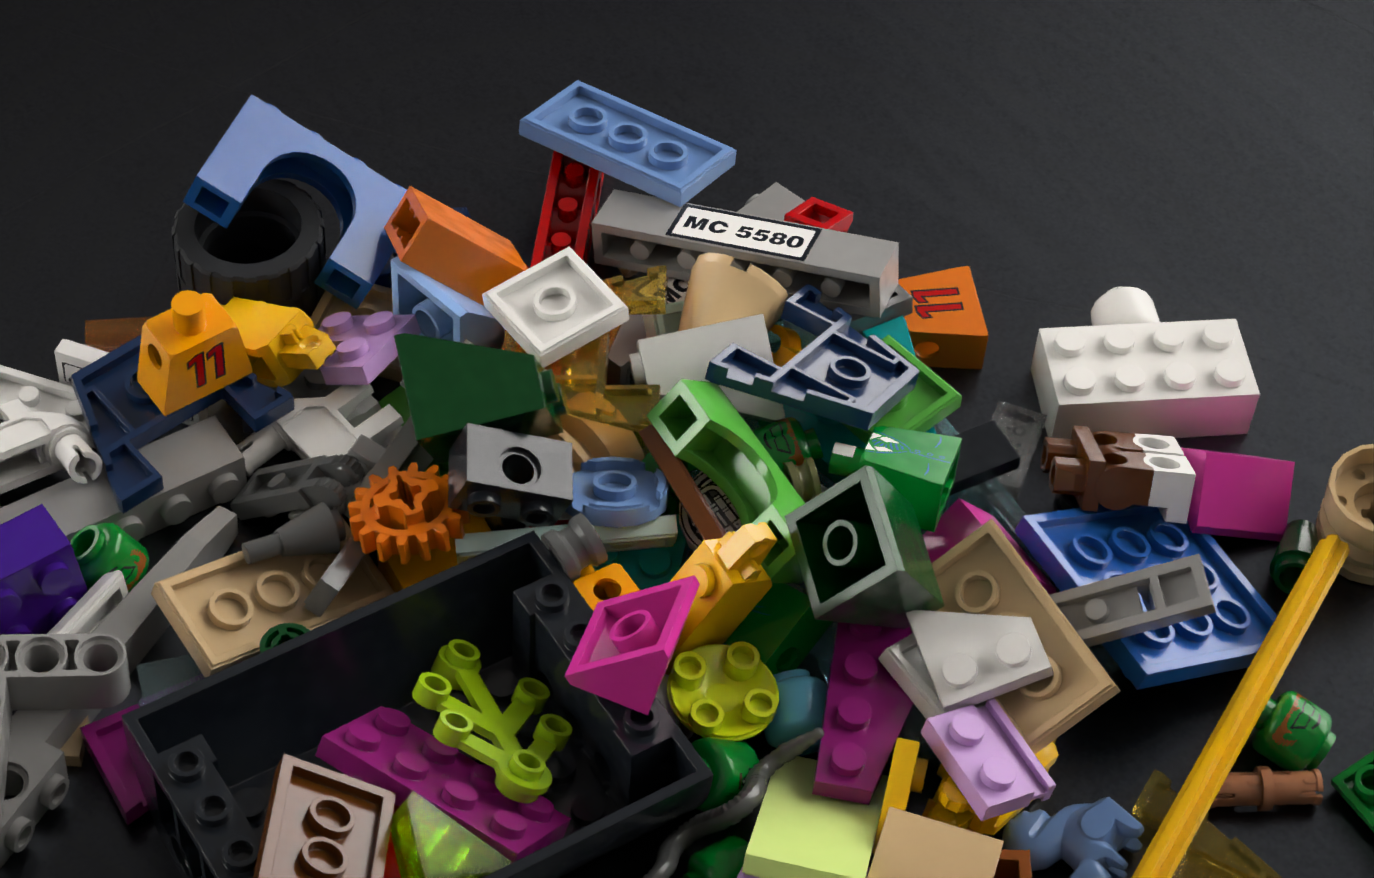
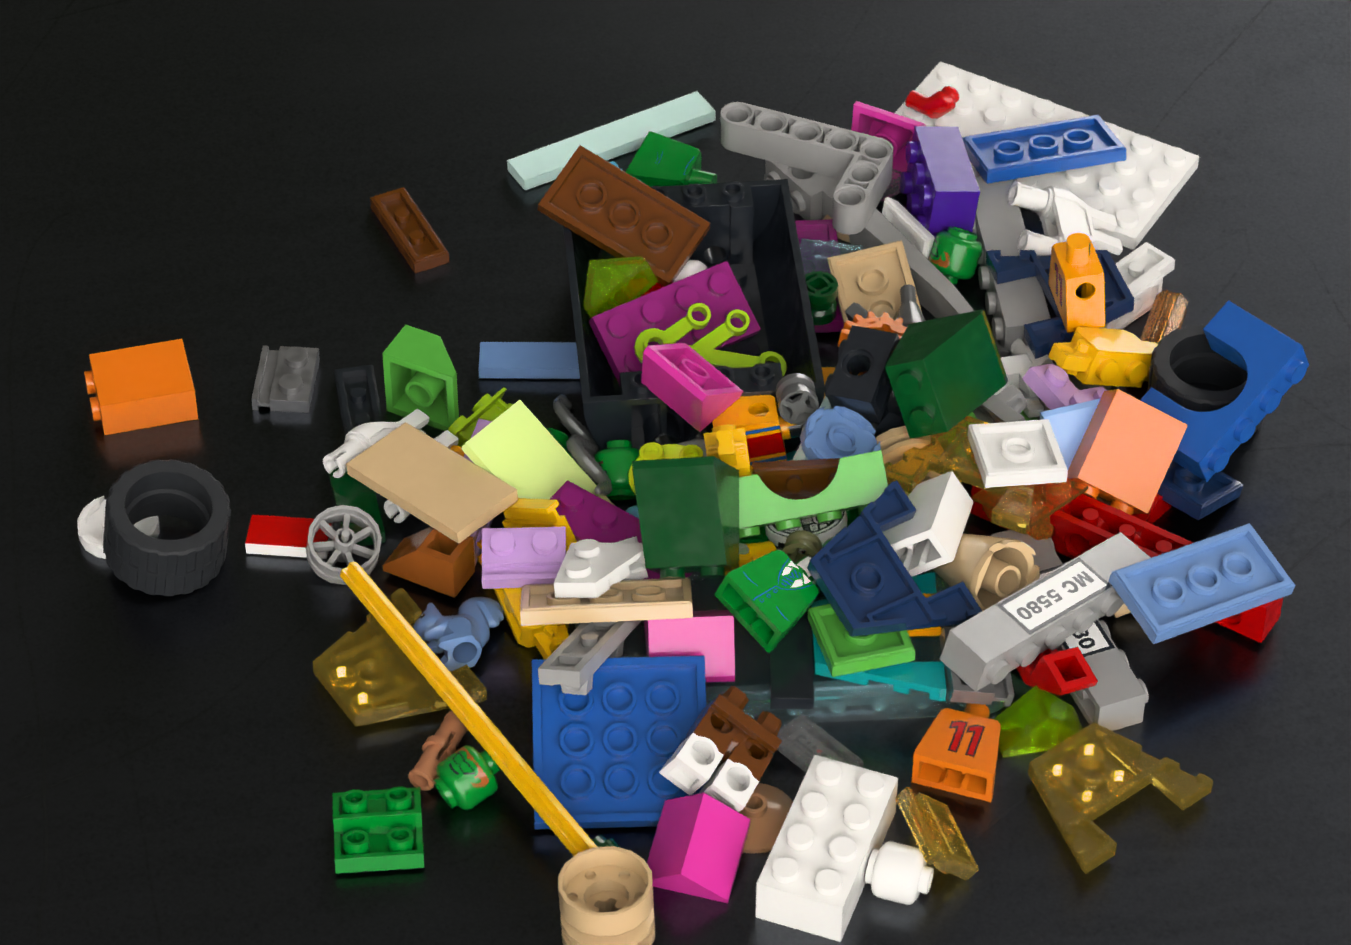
camera: 120 degrees right, 5 degrees down
(902, 213) = (1094, 775): none -> clear yellow wing
(1063, 300) = (937, 834): none -> clear yellow plate

